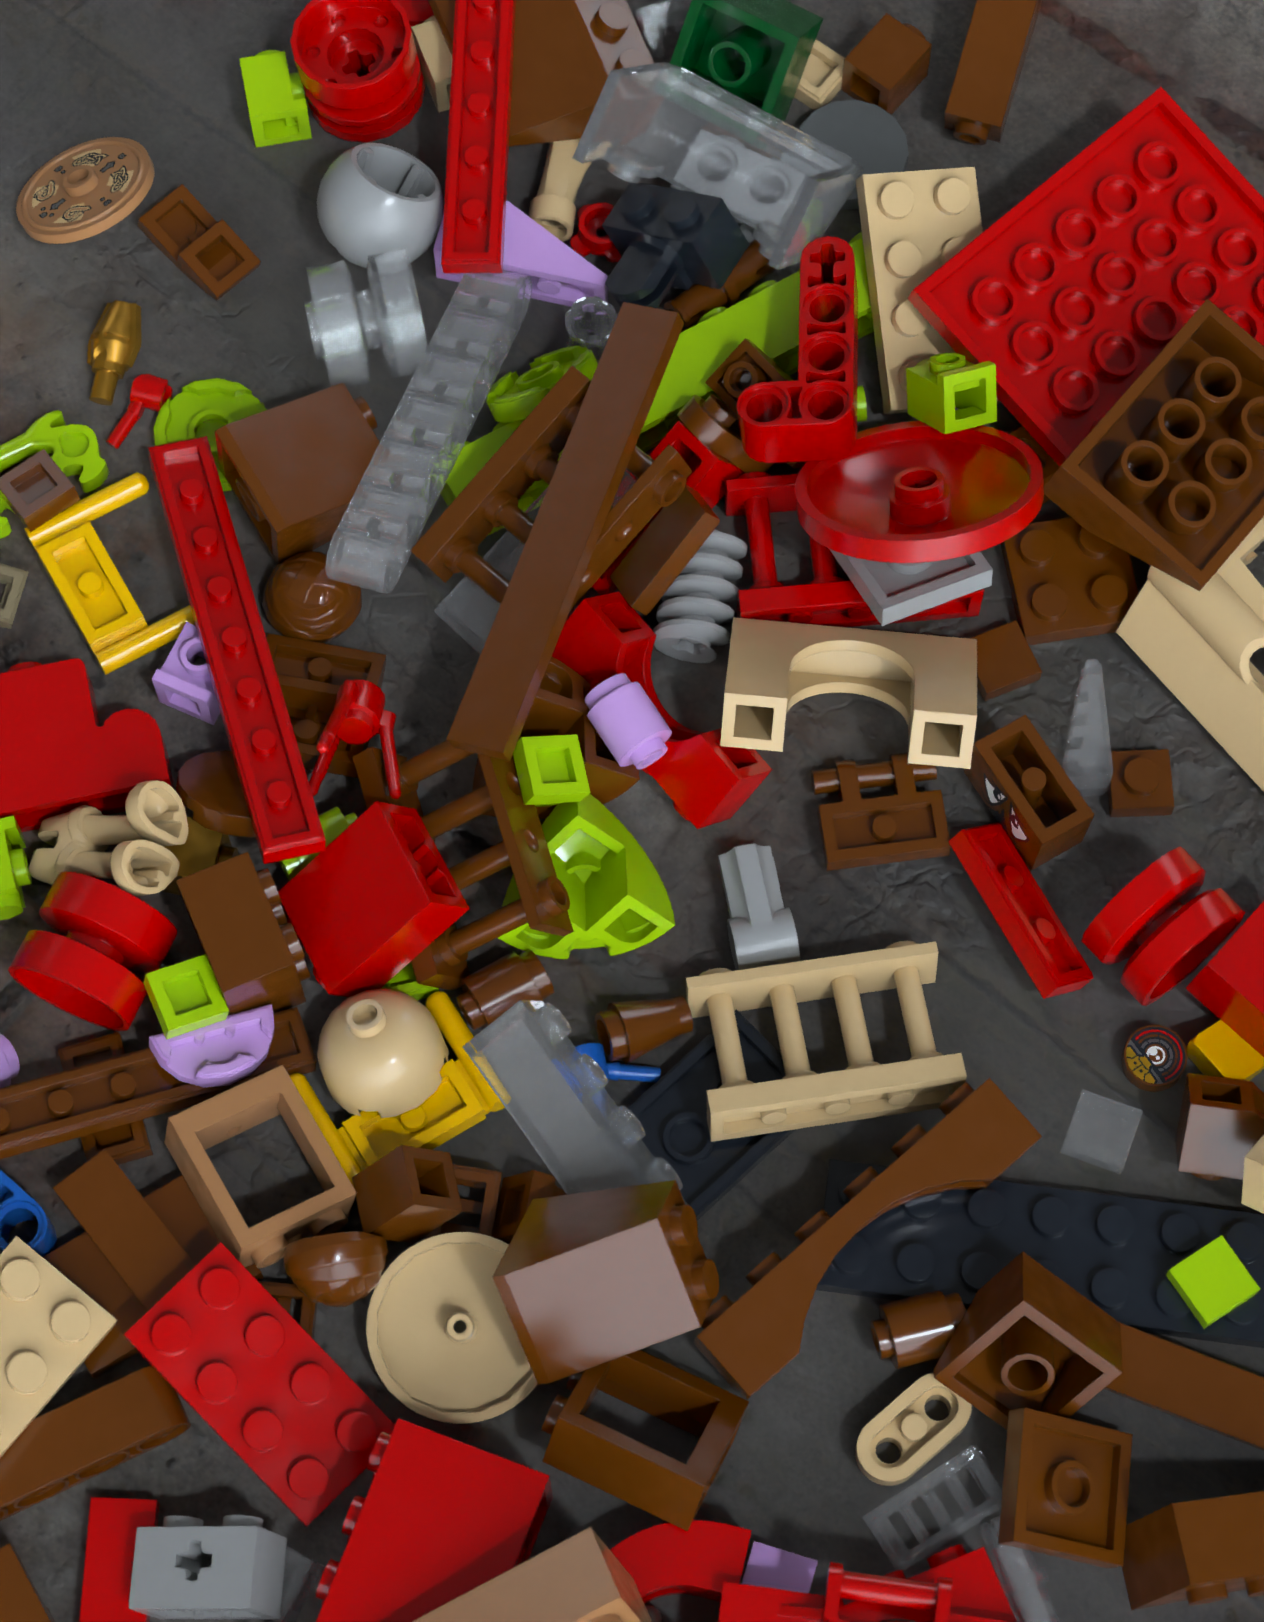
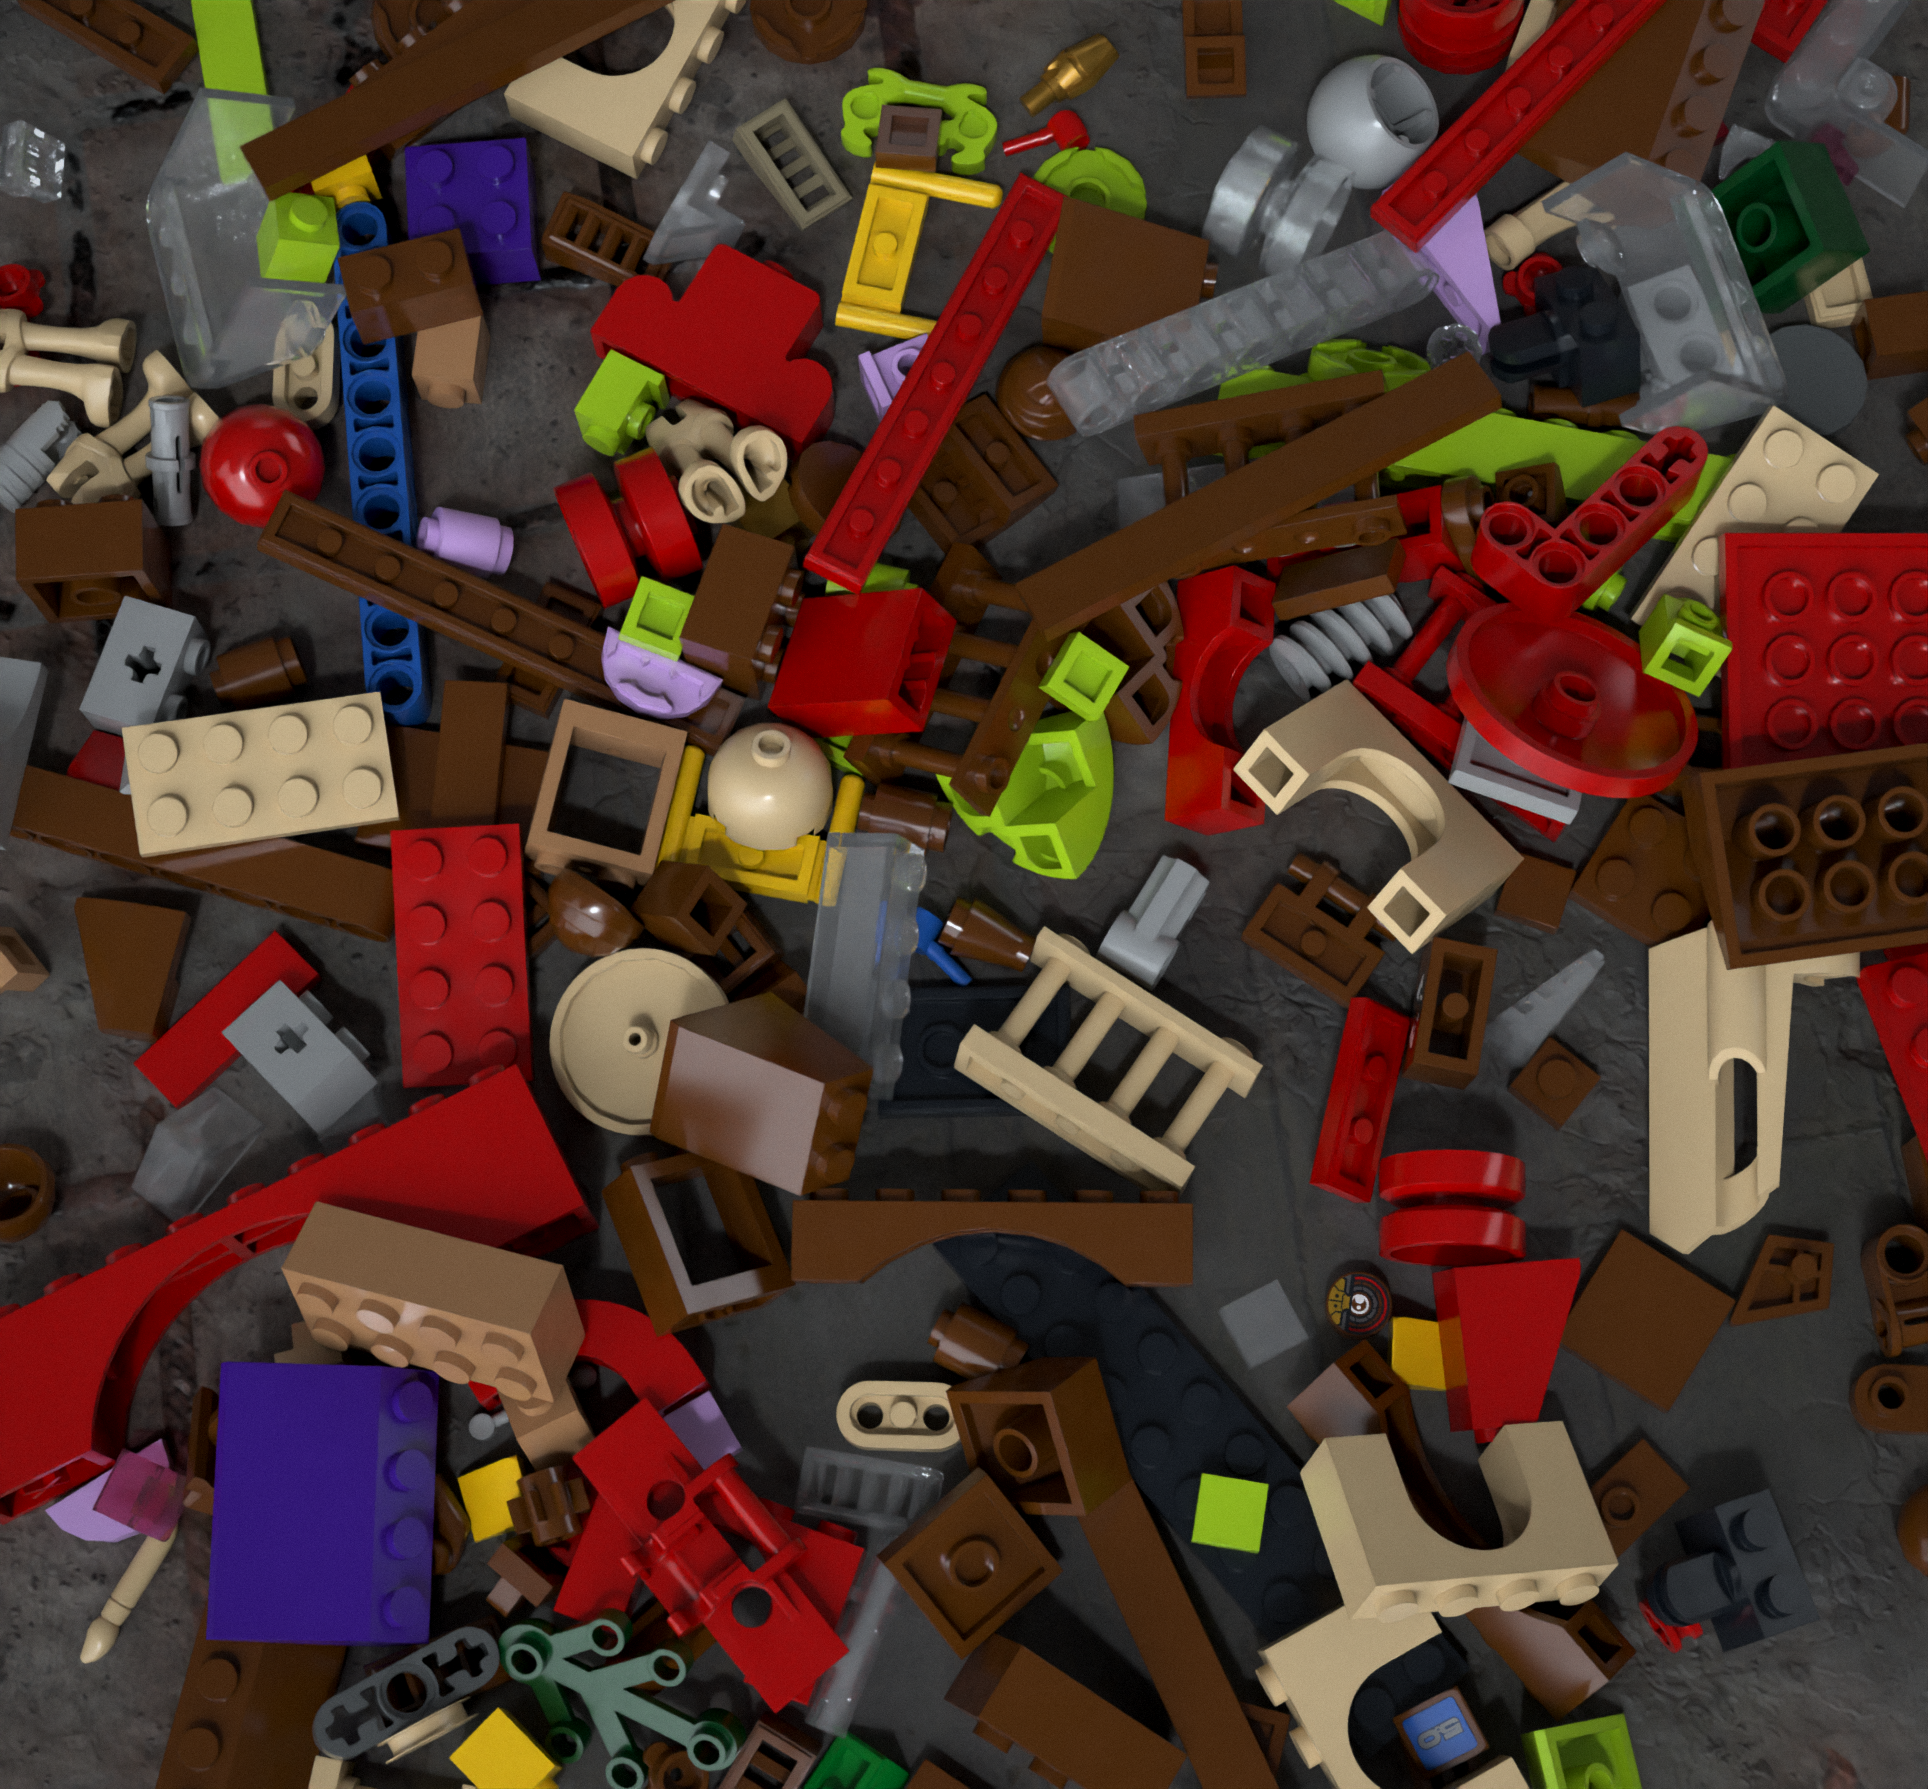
camera: 45 degrees right, 5 degrees up
(356, 719) = (981, 513): red plant -> none
(627, 721) = (1178, 690): lavender brick -> none

